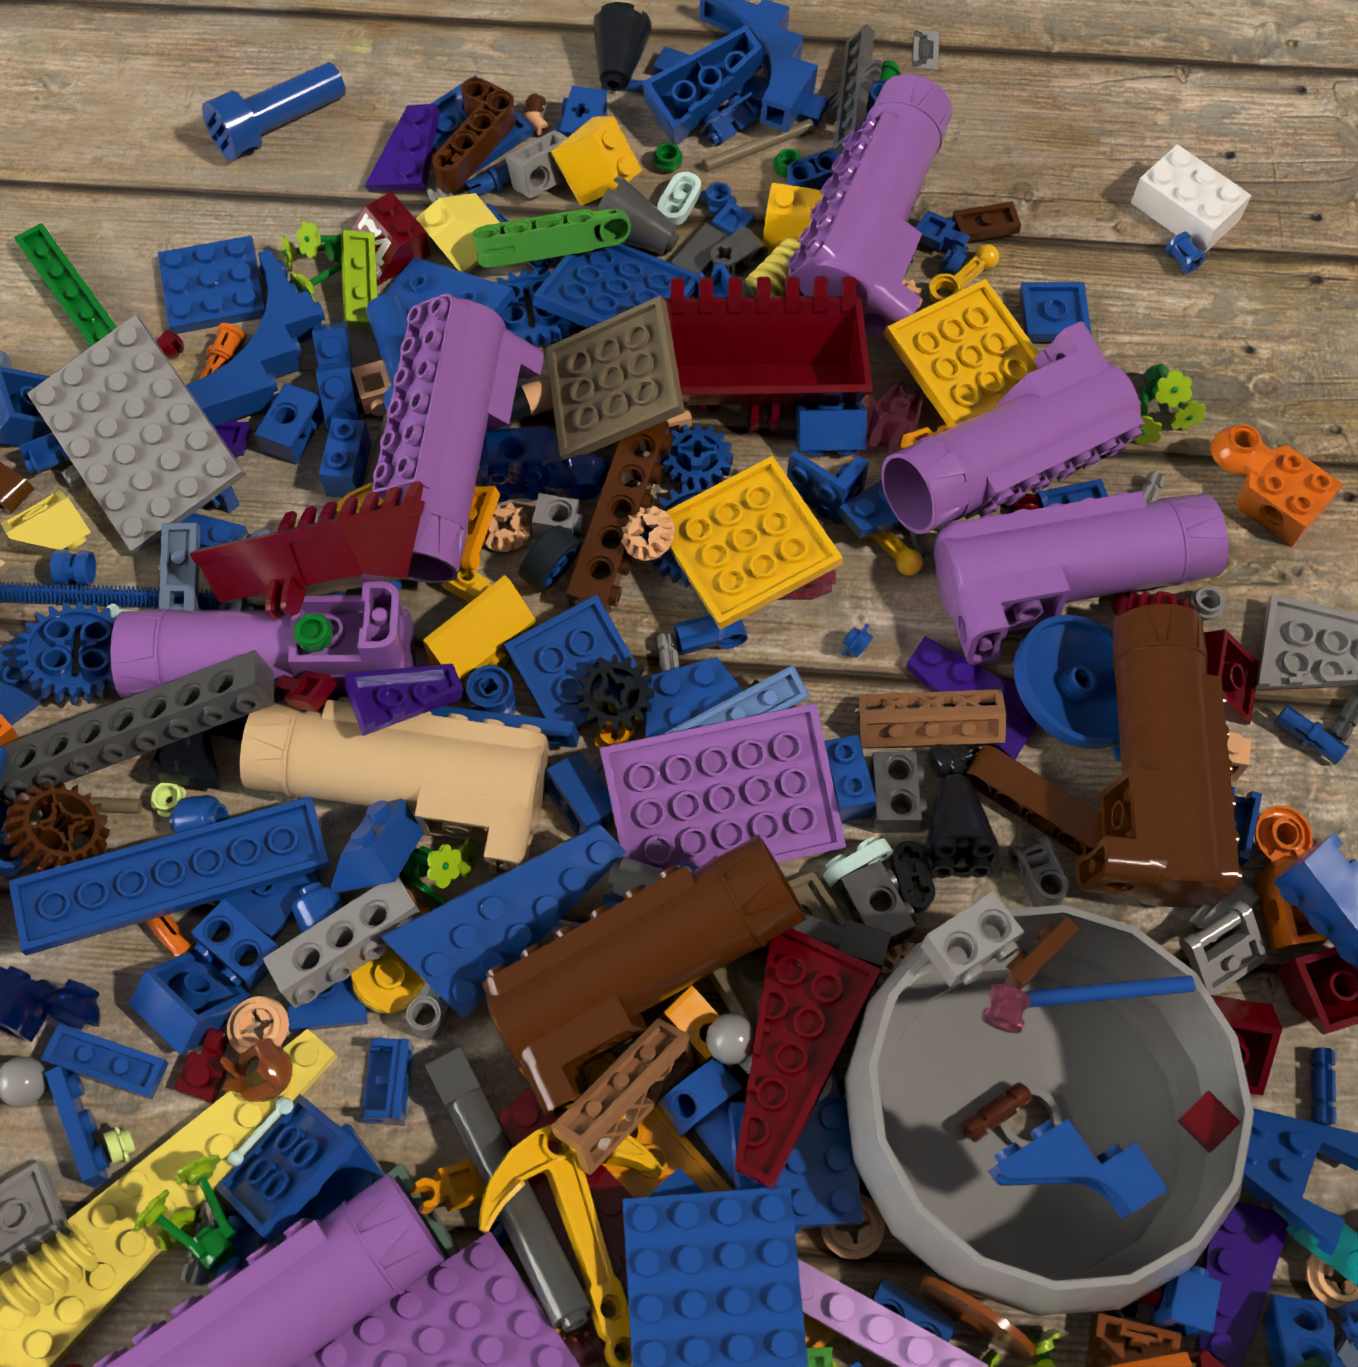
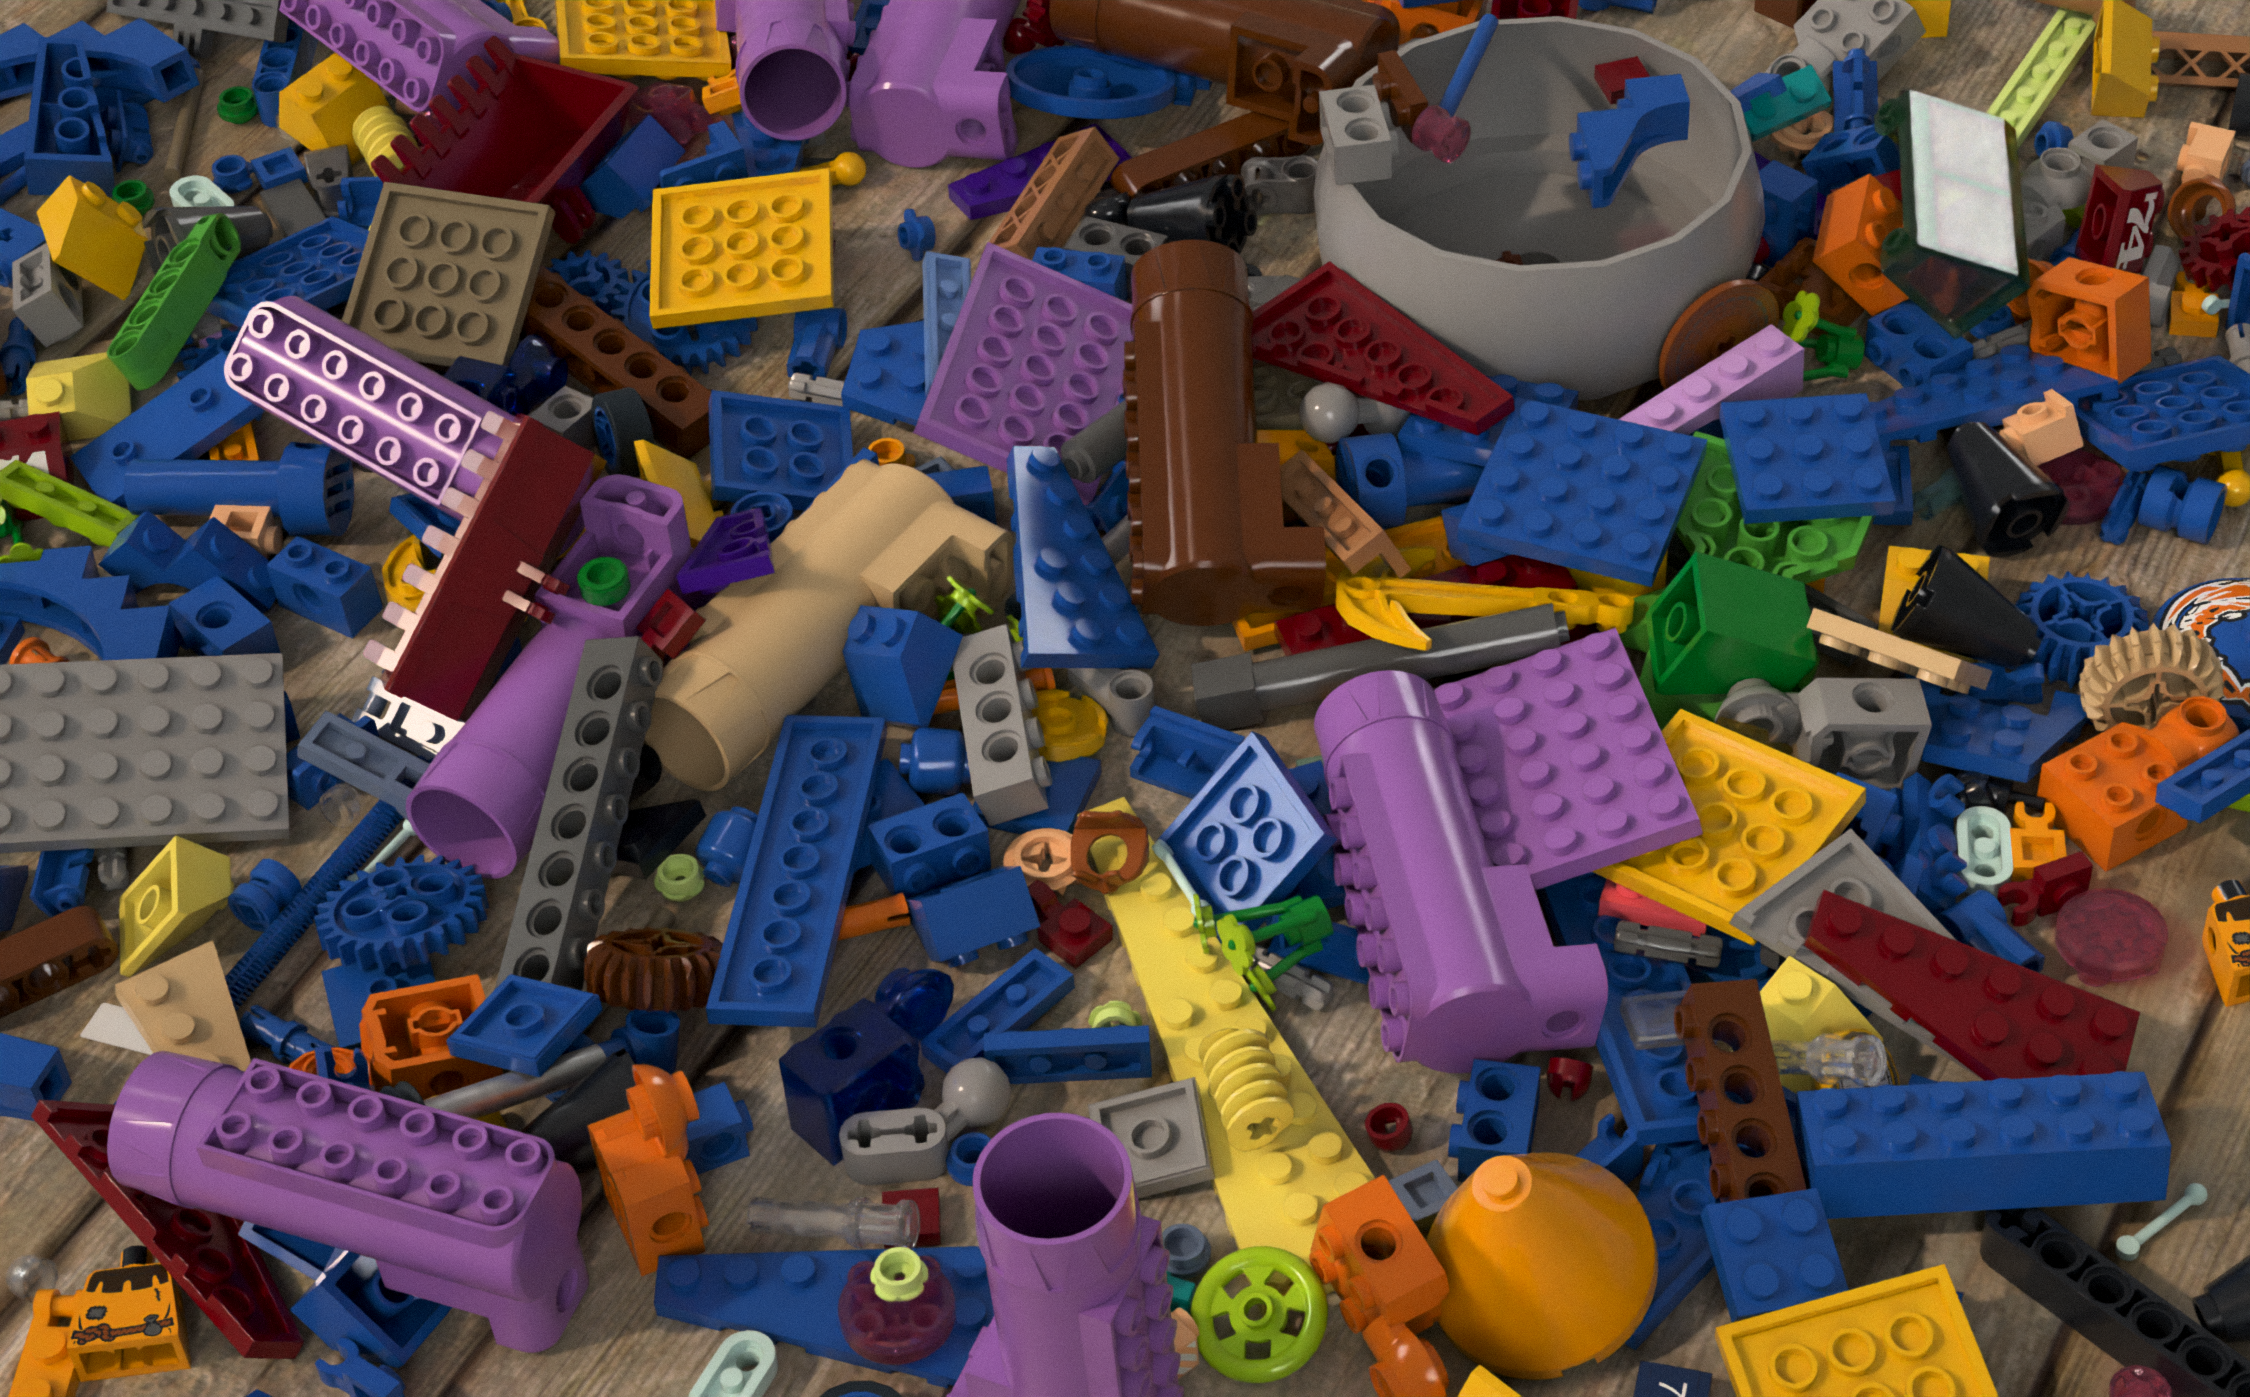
camera: 60 degrees left, 20 degrees down
(602, 700) = (847, 417): black gear -> none
(659, 539) = (679, 335): light nougat gear -> none

